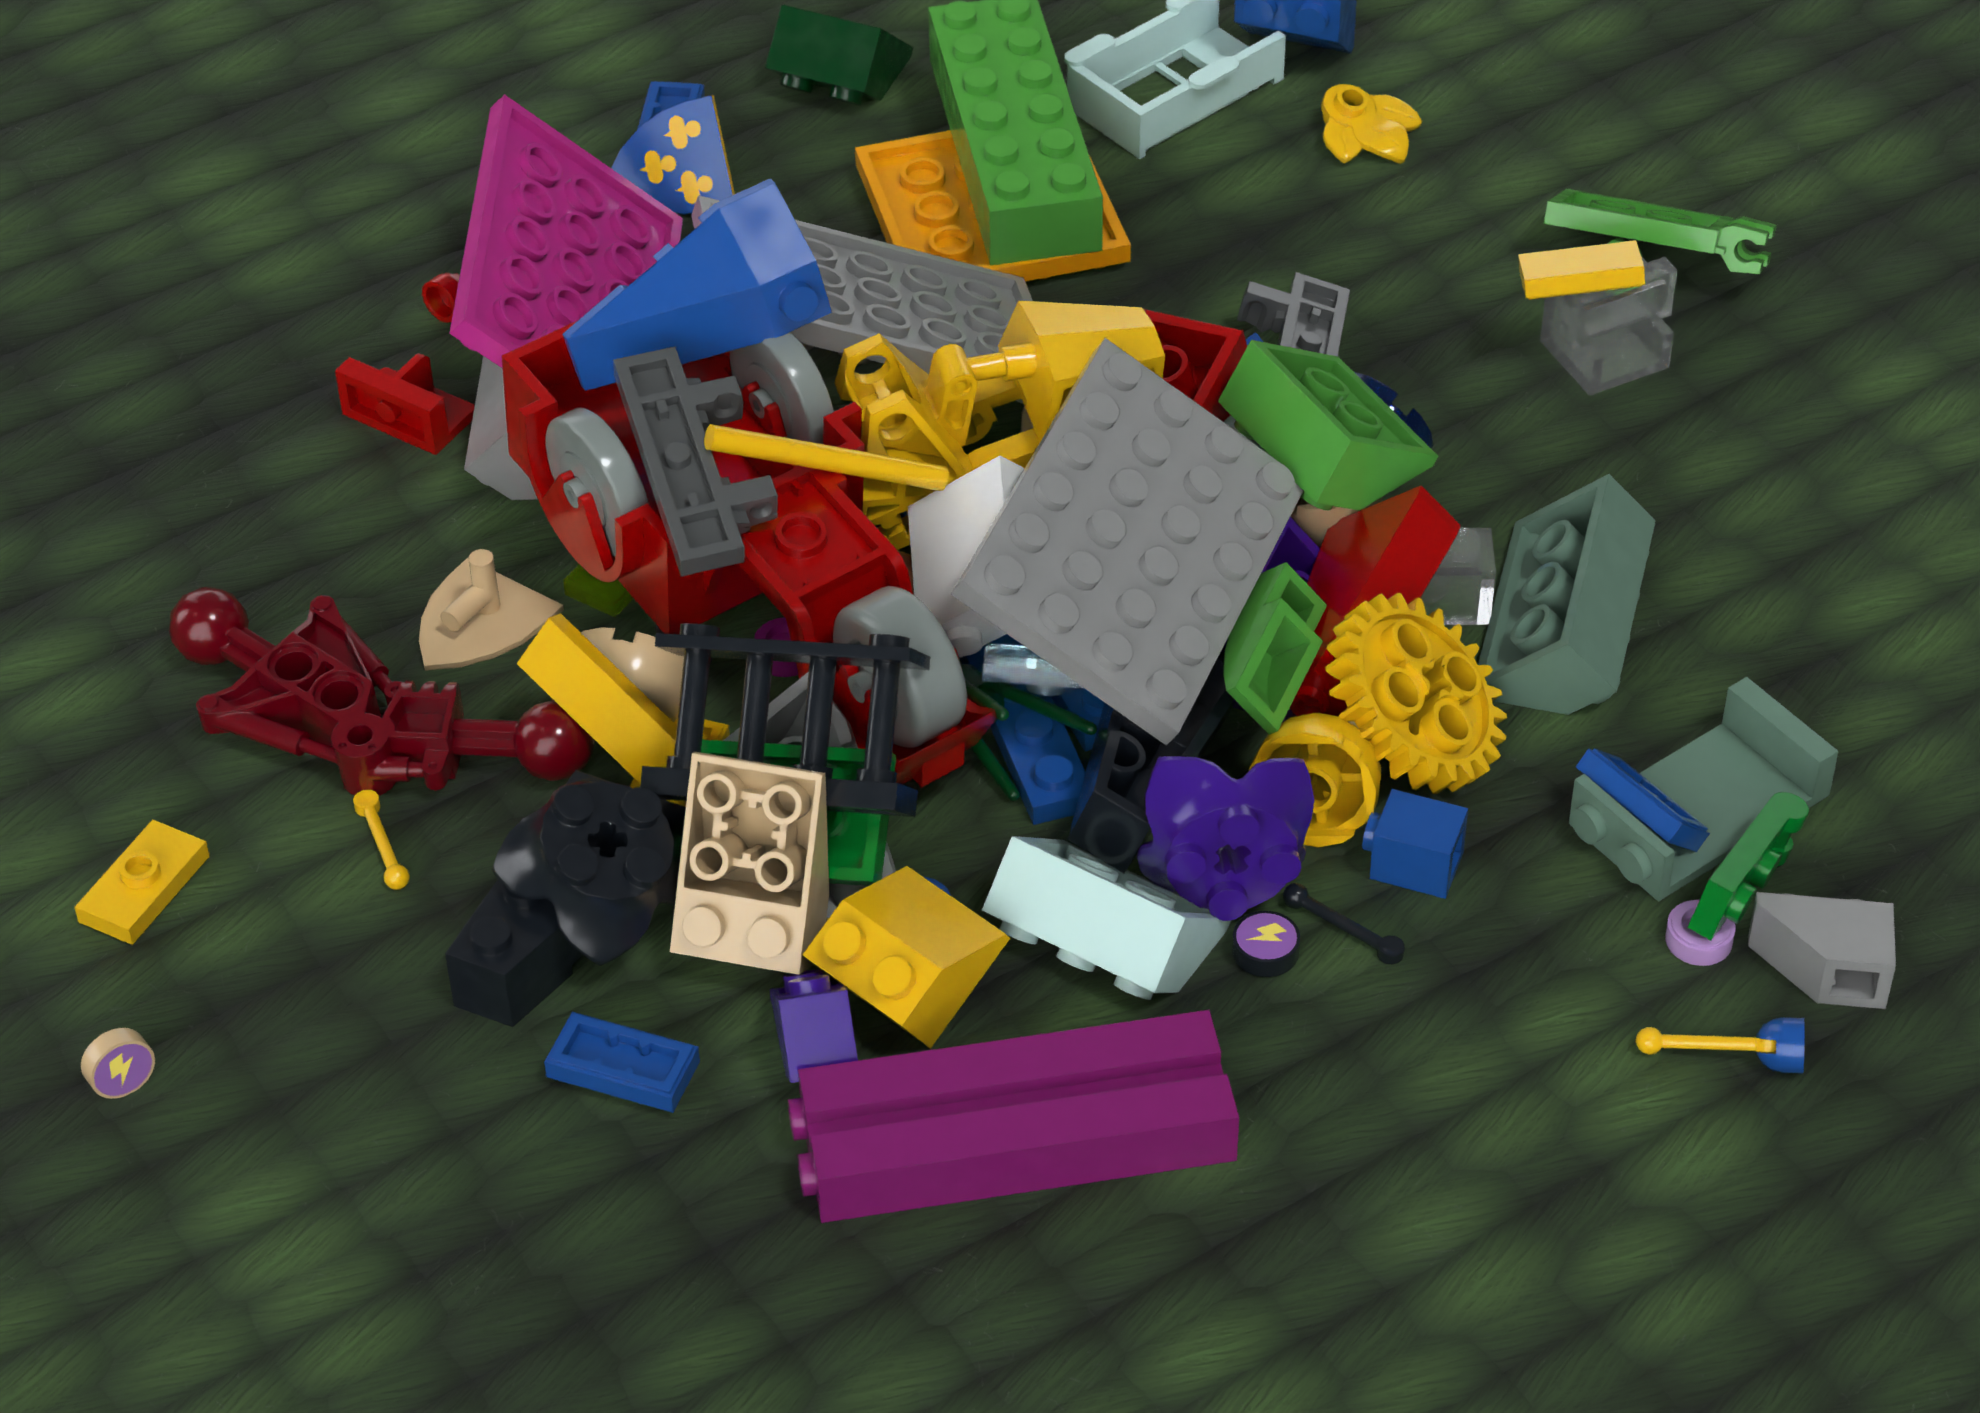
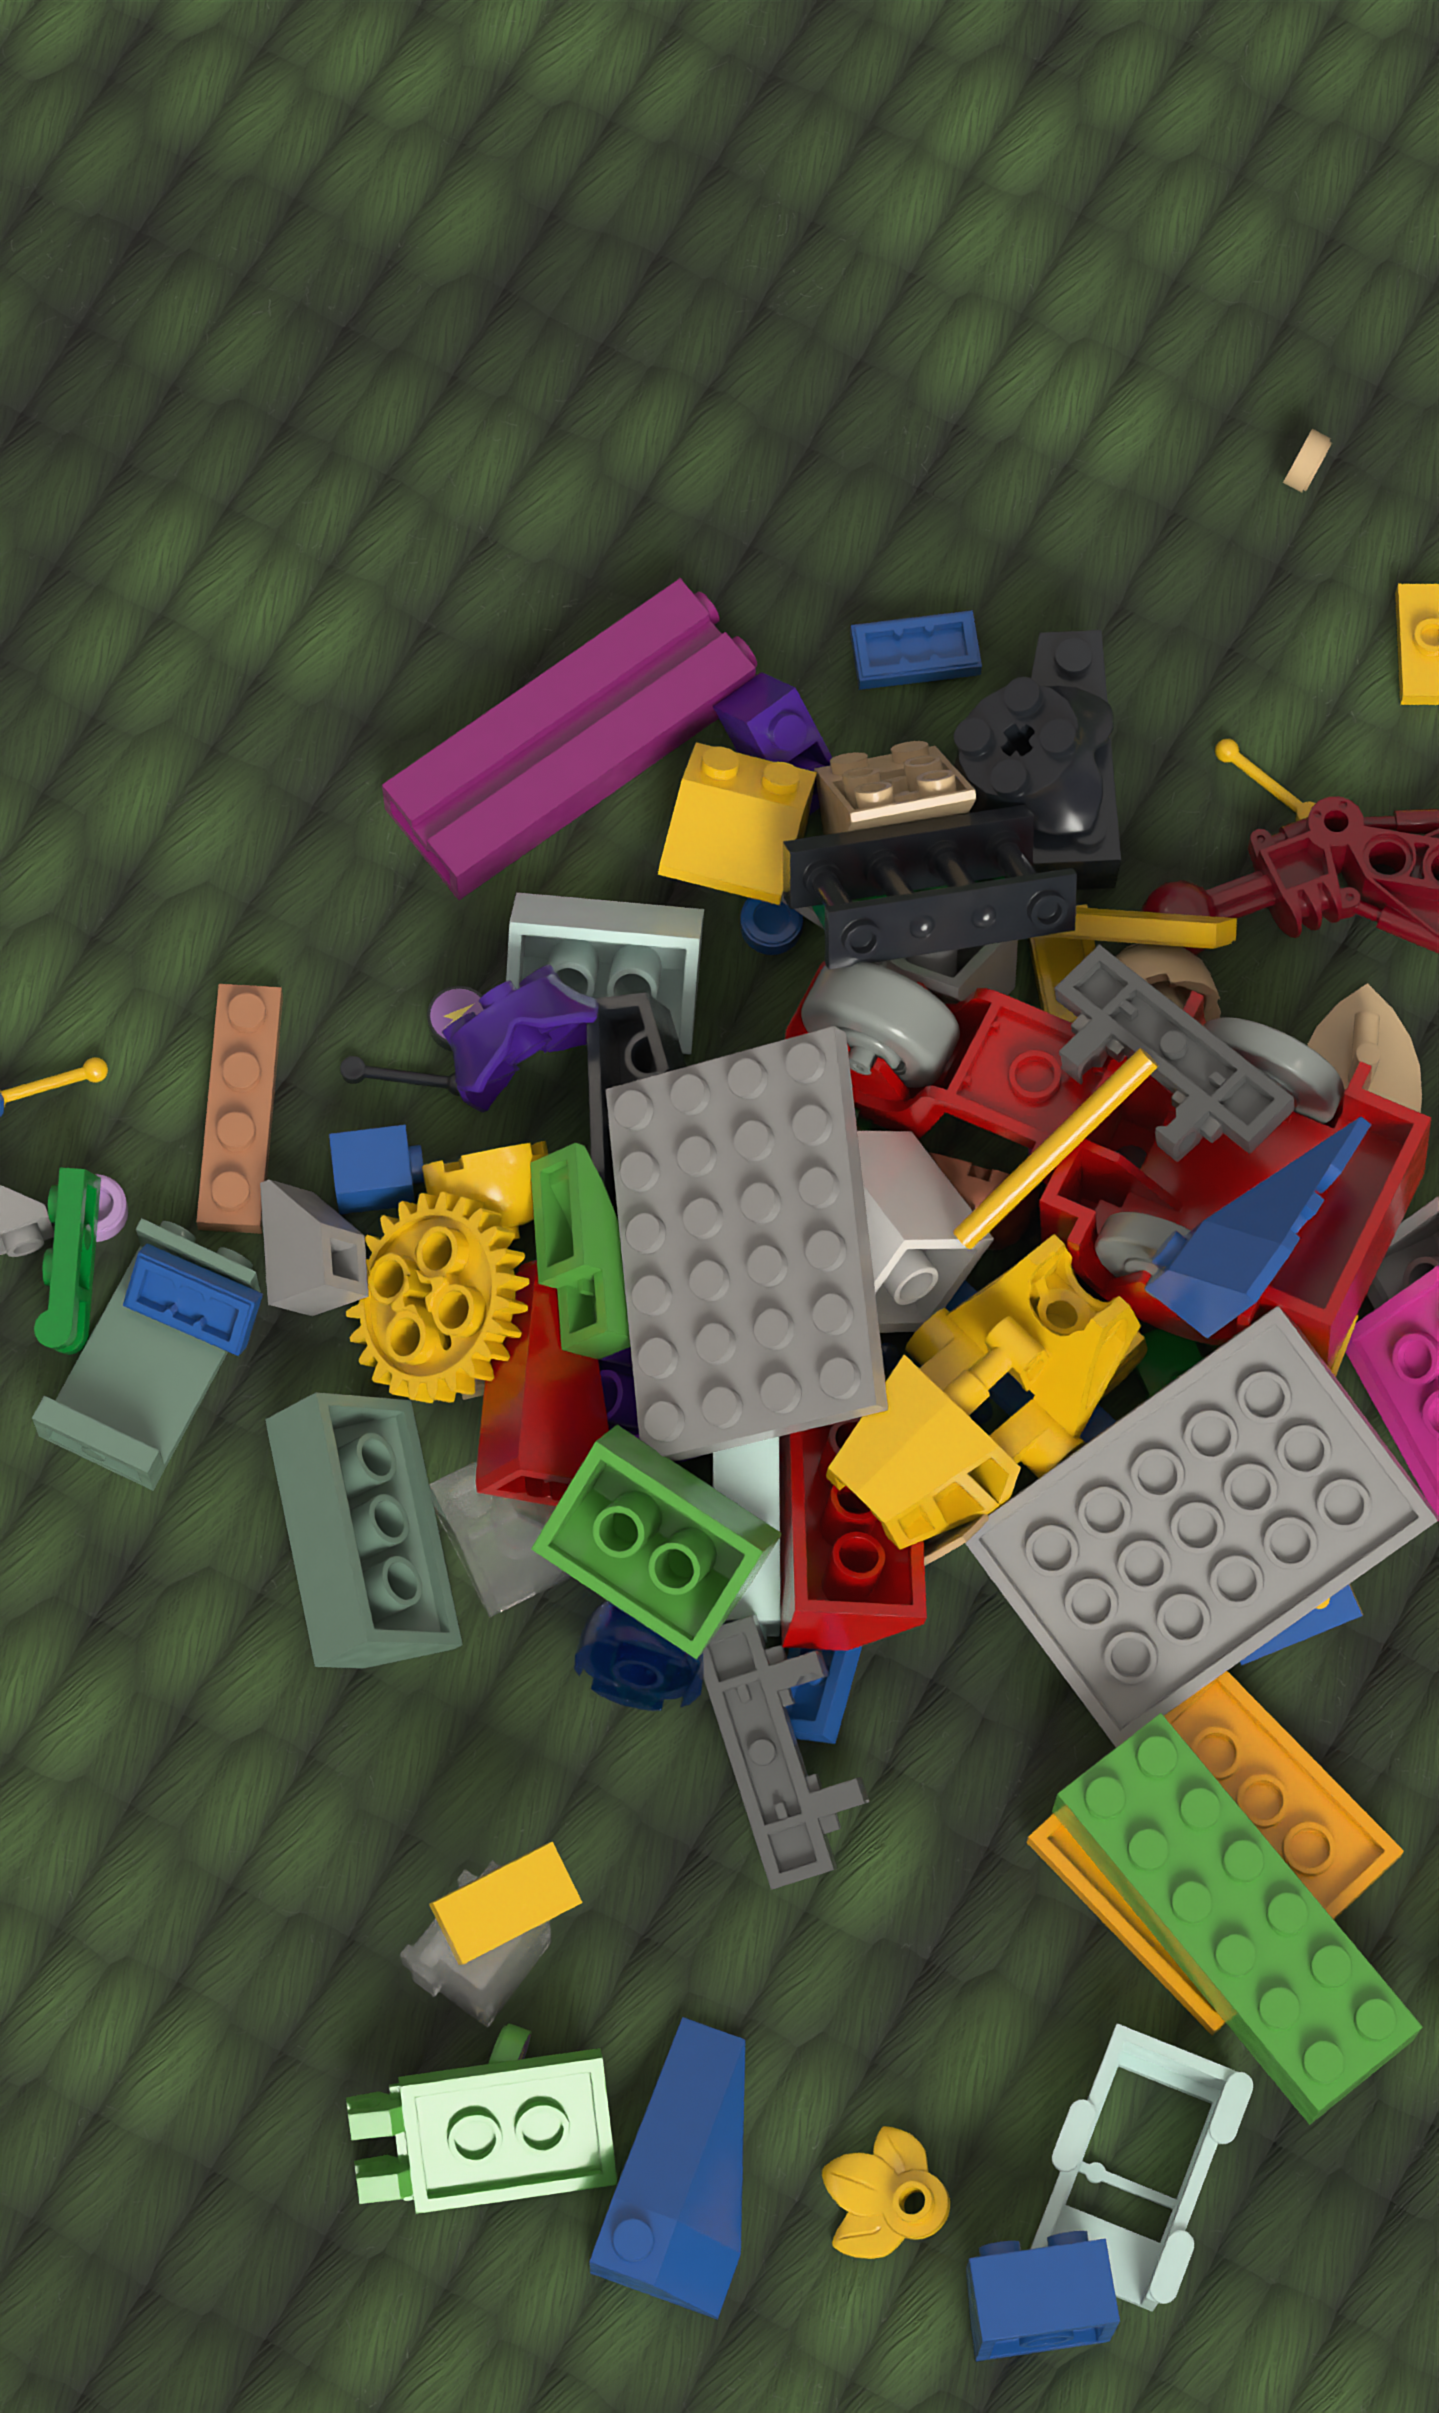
camera: 150 degrees right, 25 degrees up
(1511, 793) = (310, 1252): none -> light grey slope
(1517, 174) = (680, 2192): none -> blue wedge
(1517, 958) = (239, 1108): none -> nougat plate

